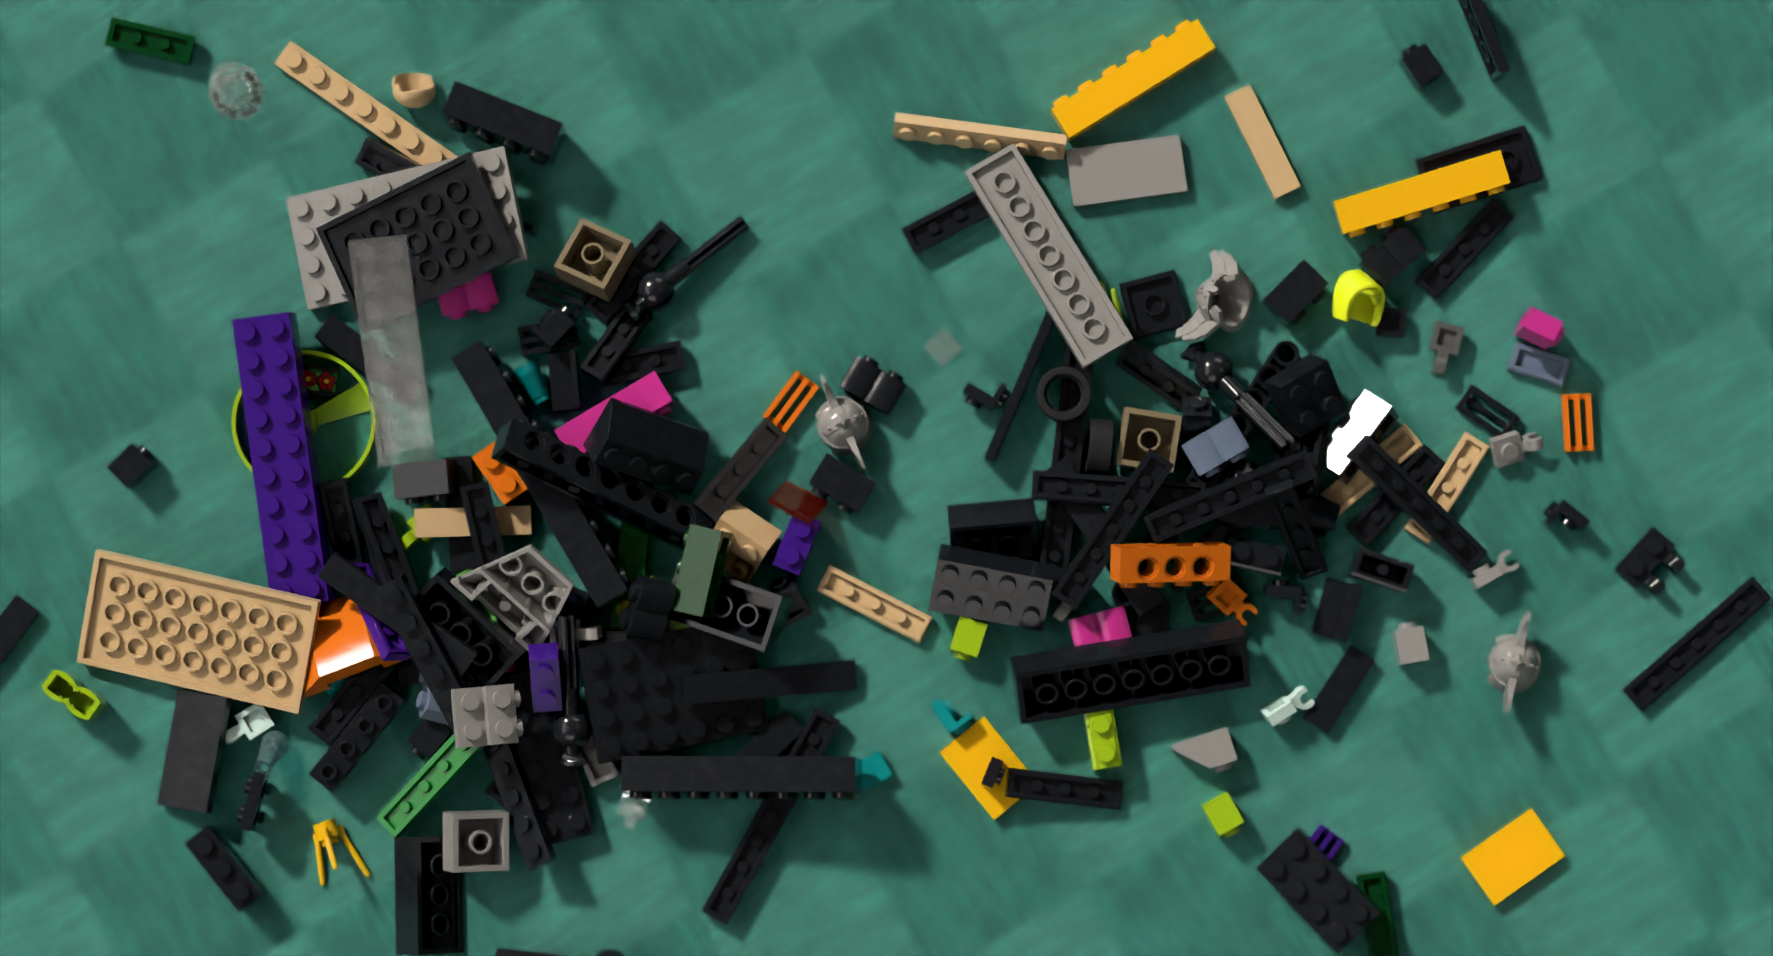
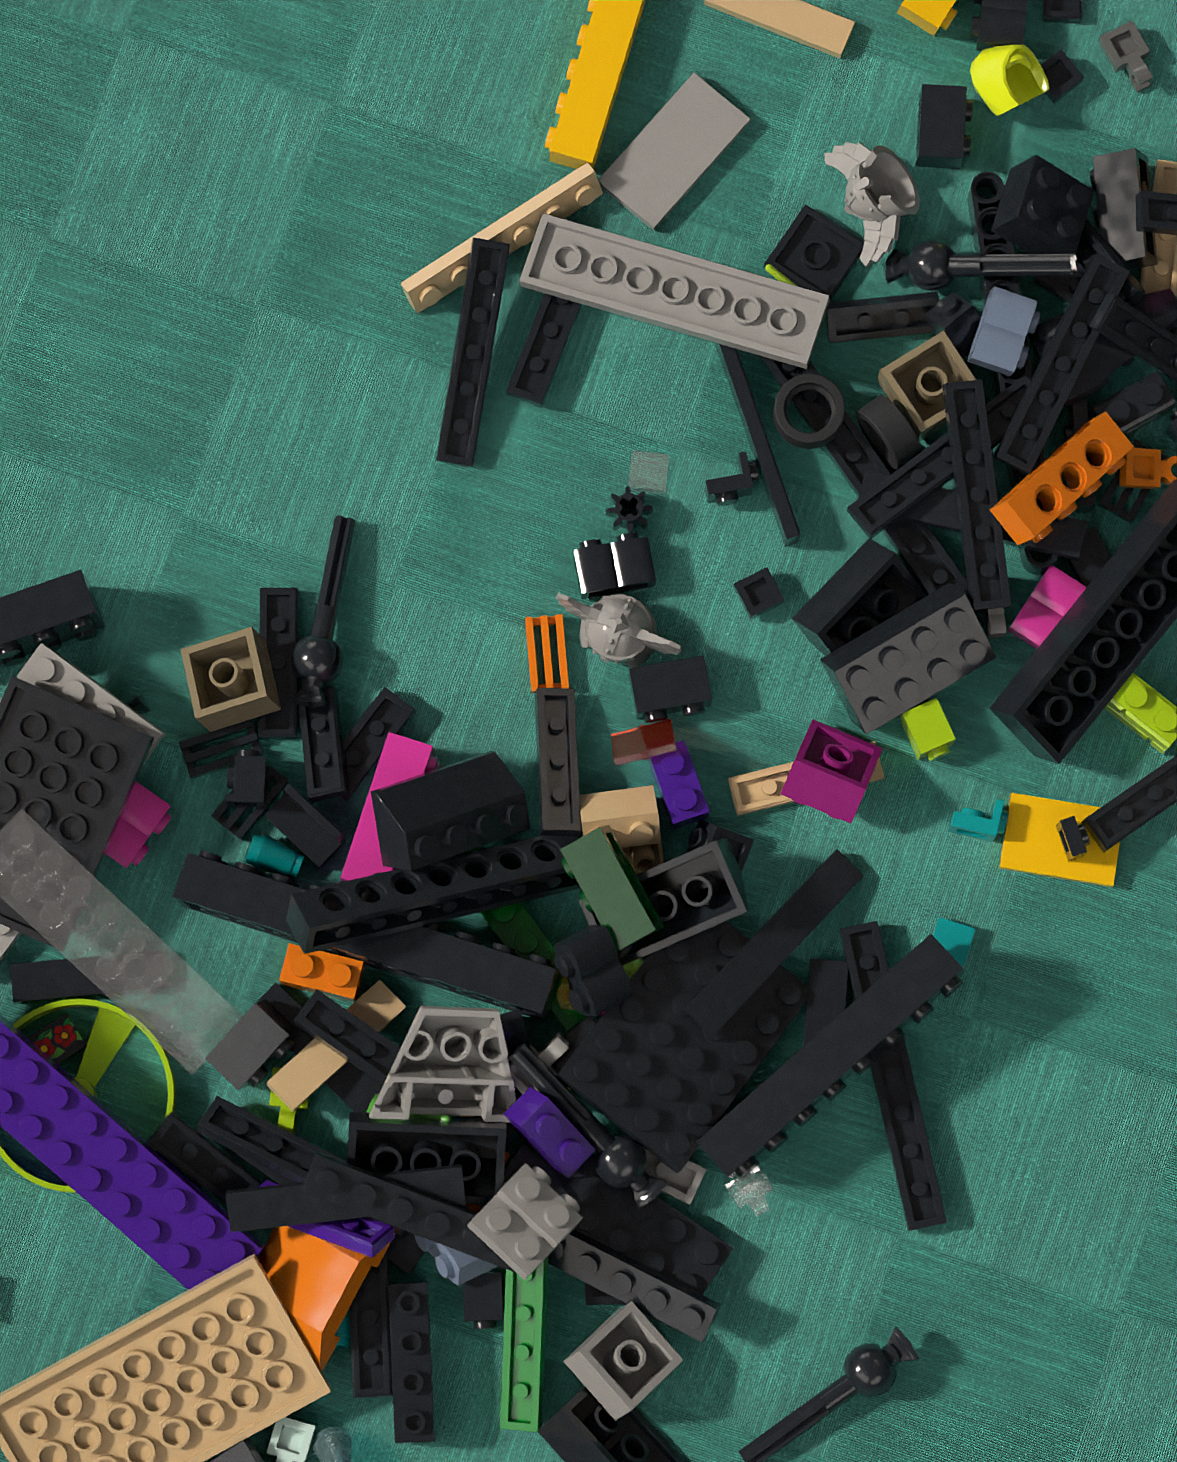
camera: 40 degrees left, 5 degrees down
(890, 613) = (831, 771): none -> magenta slope
(902, 189) = (472, 352): none -> black tile
(904, 366) = (628, 500): none -> black gear
(942, 473) = (758, 593): none -> black plate

